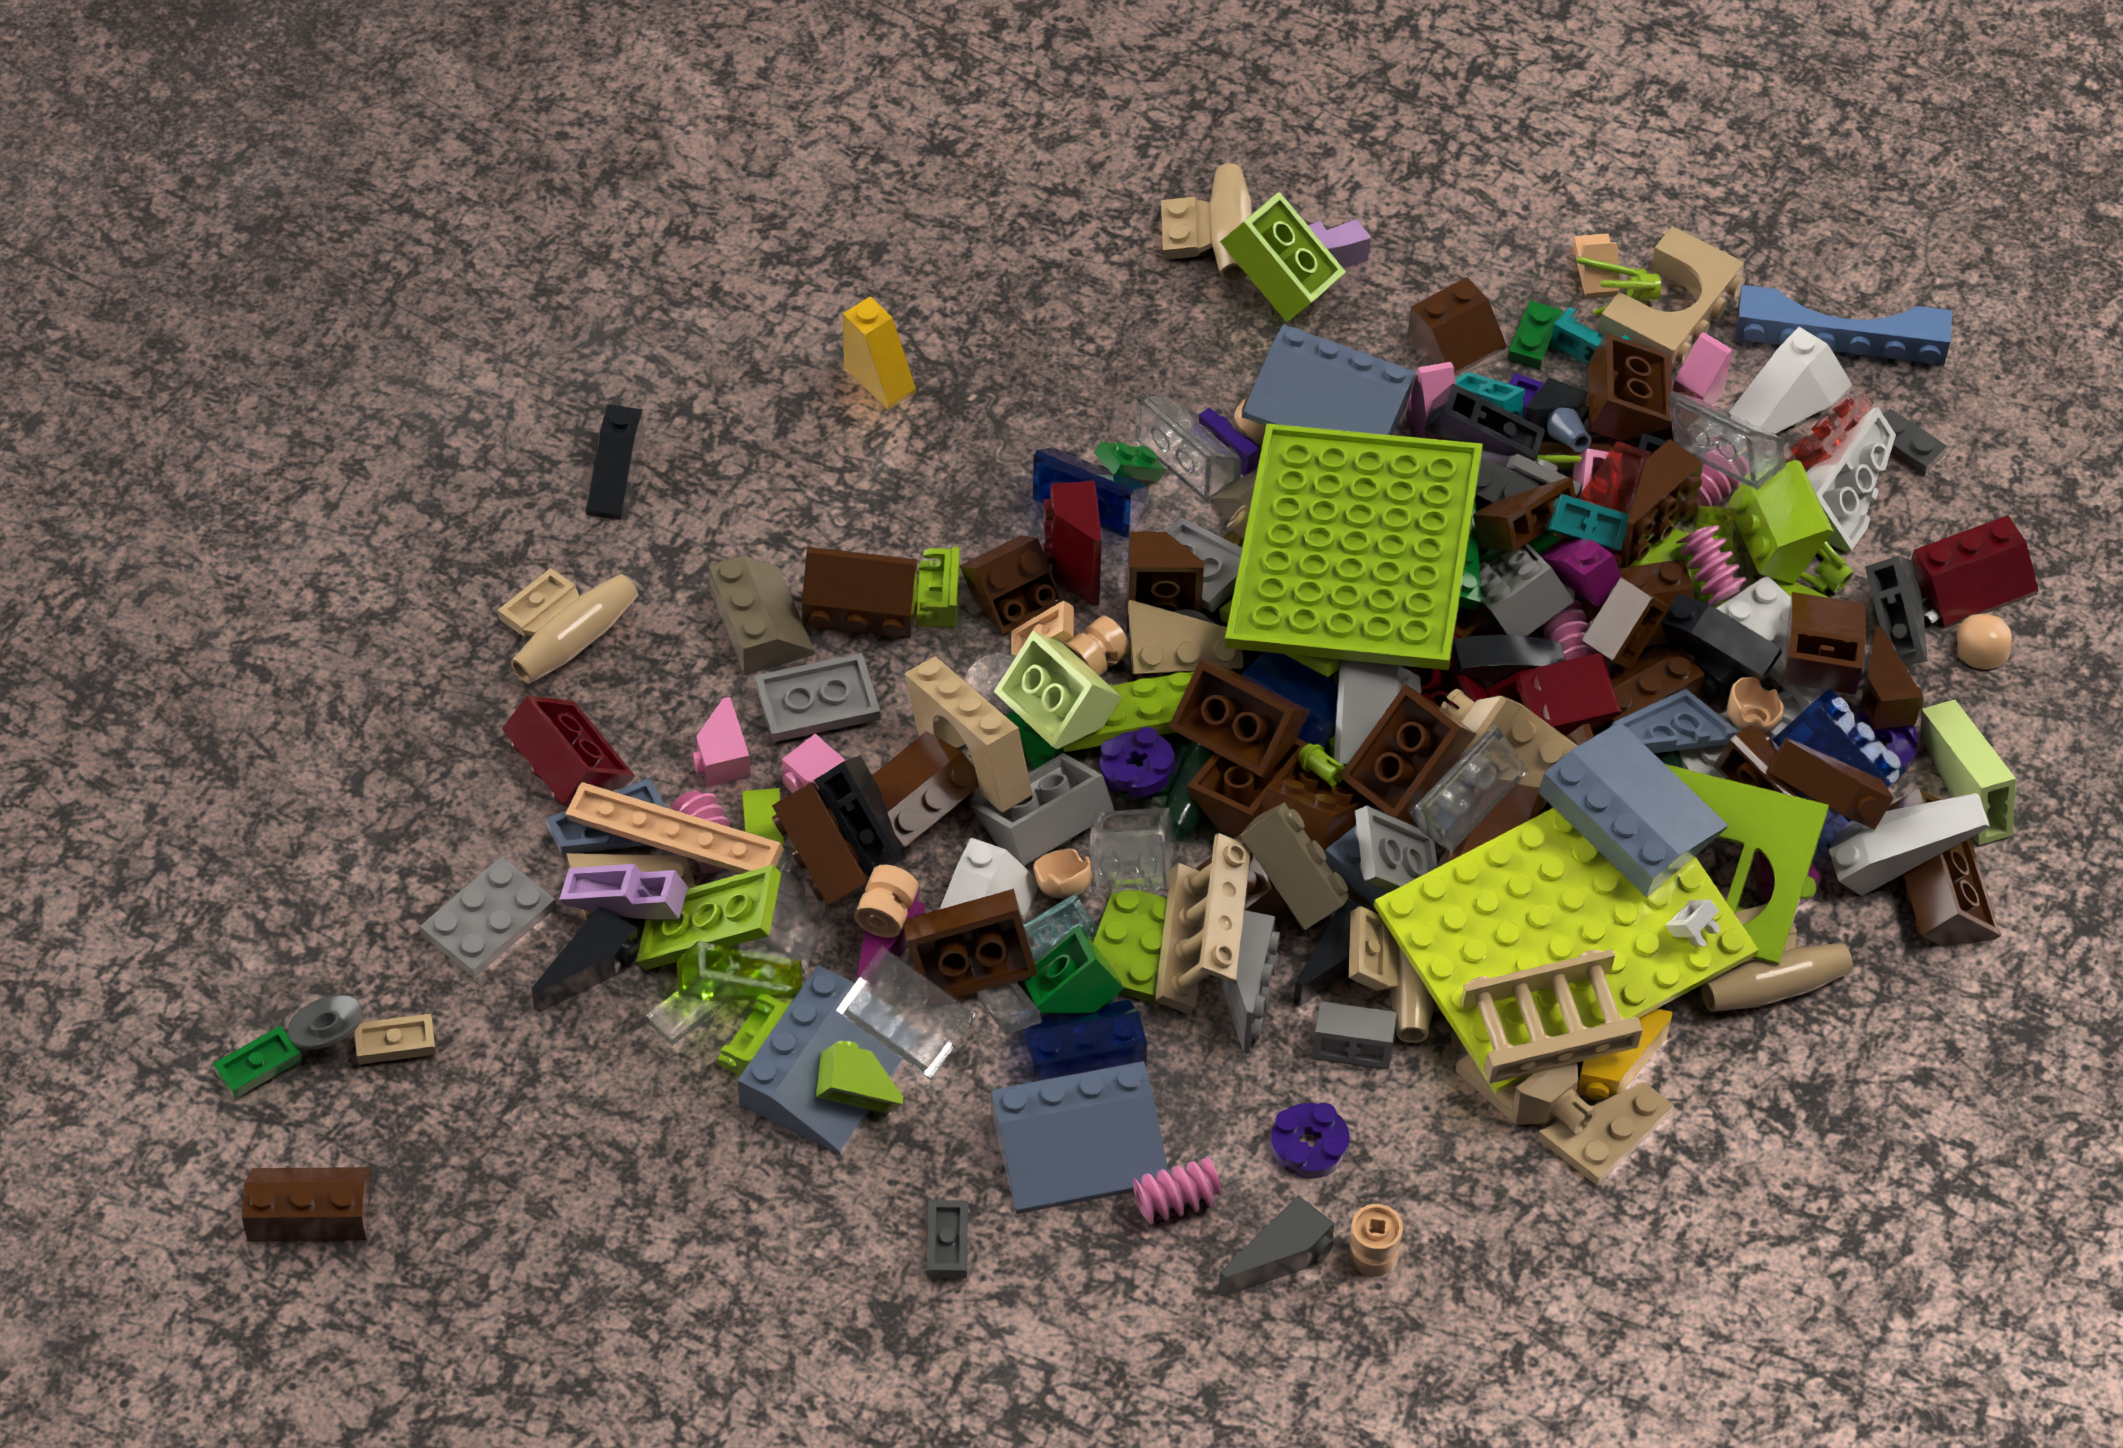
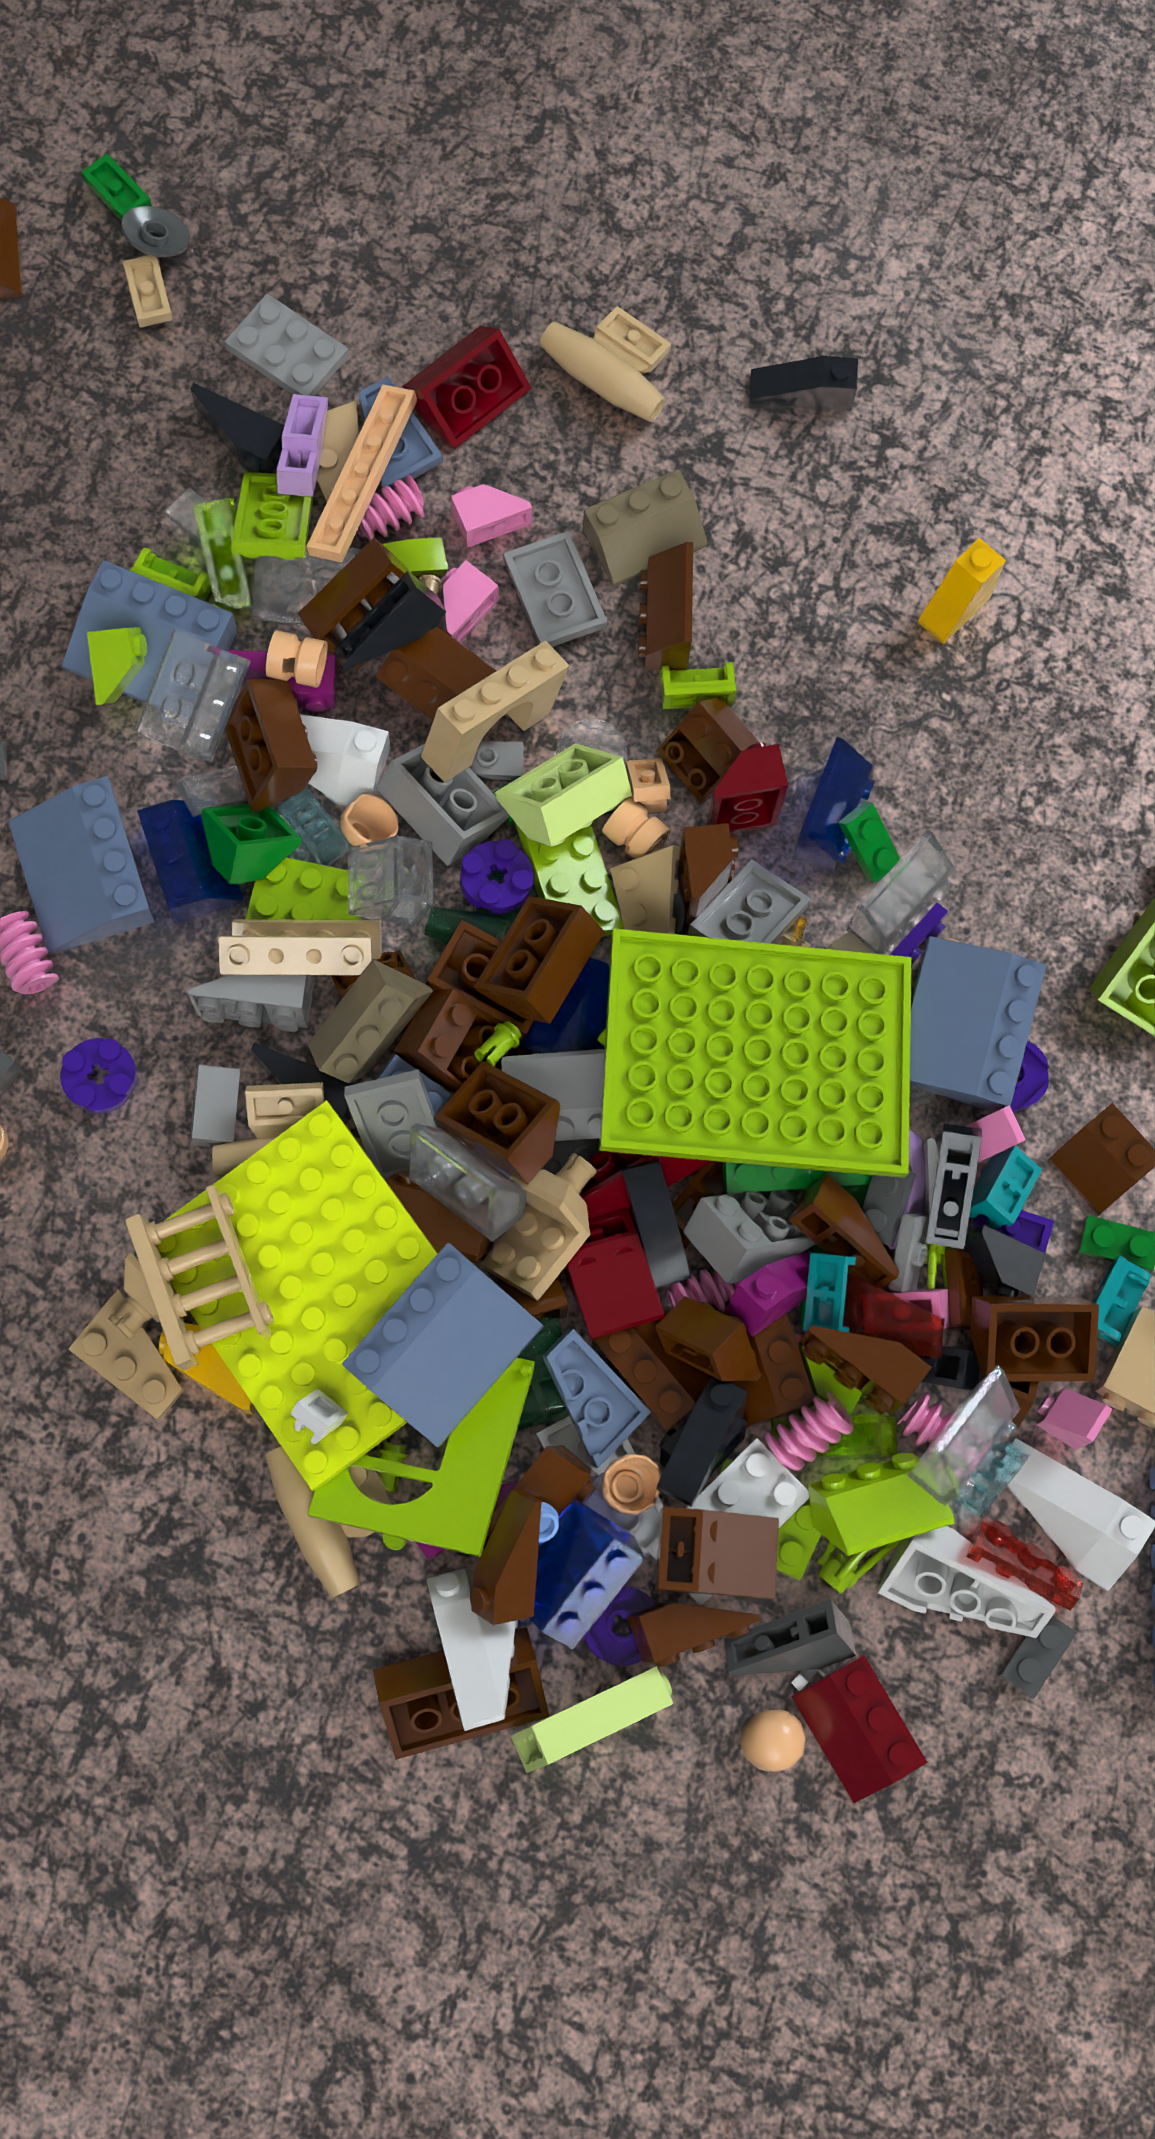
camera: 80 degrees right, 20 degrees up
(1567, 428) = (969, 1274): sand blue cone -> none

